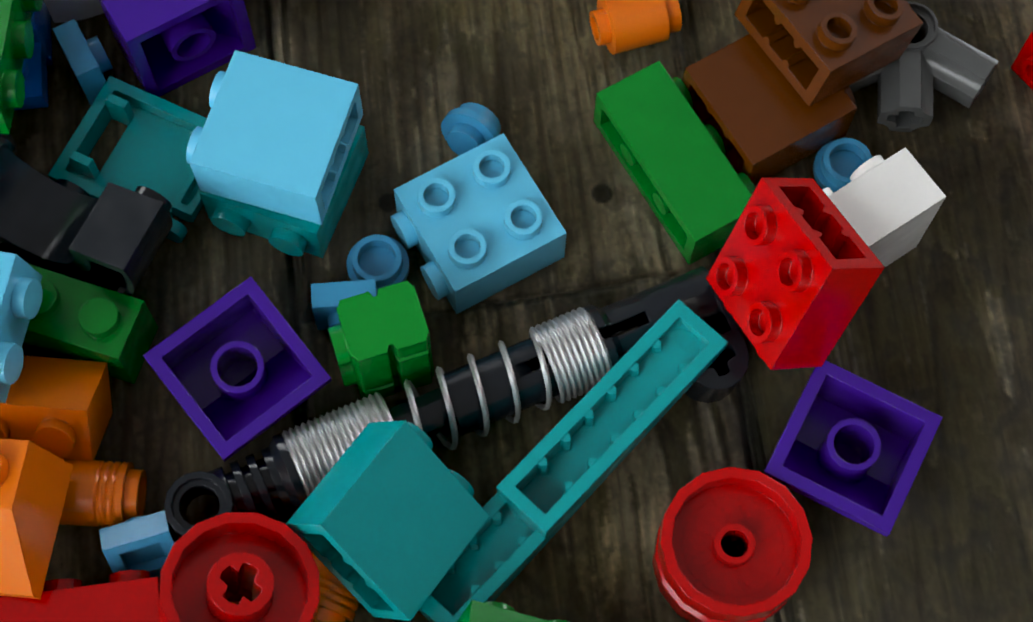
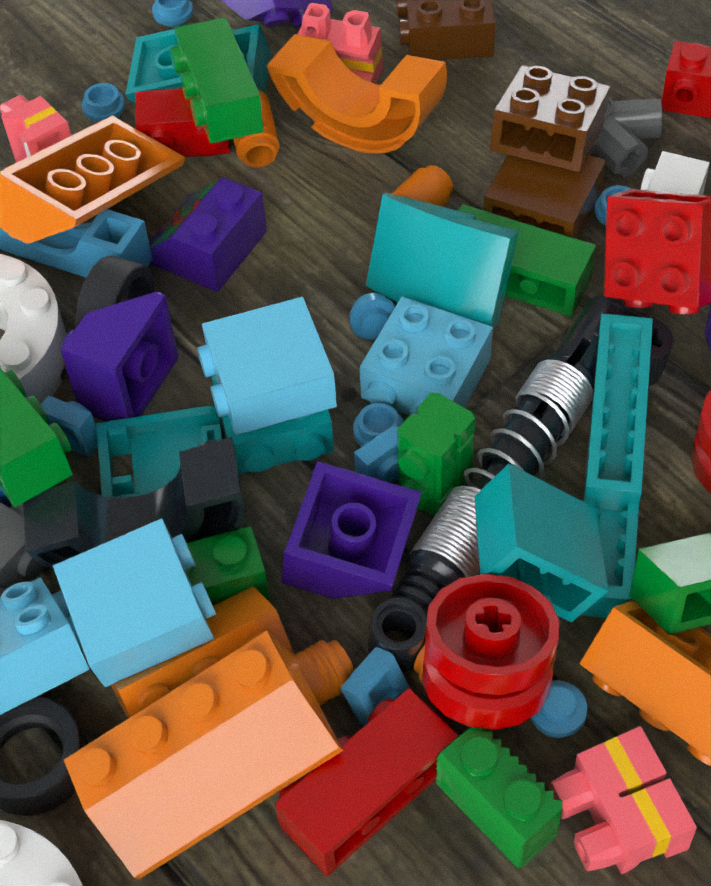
camera: 30 degrees left, 15 degrees down
(577, 121) = (441, 258): none -> teal slope

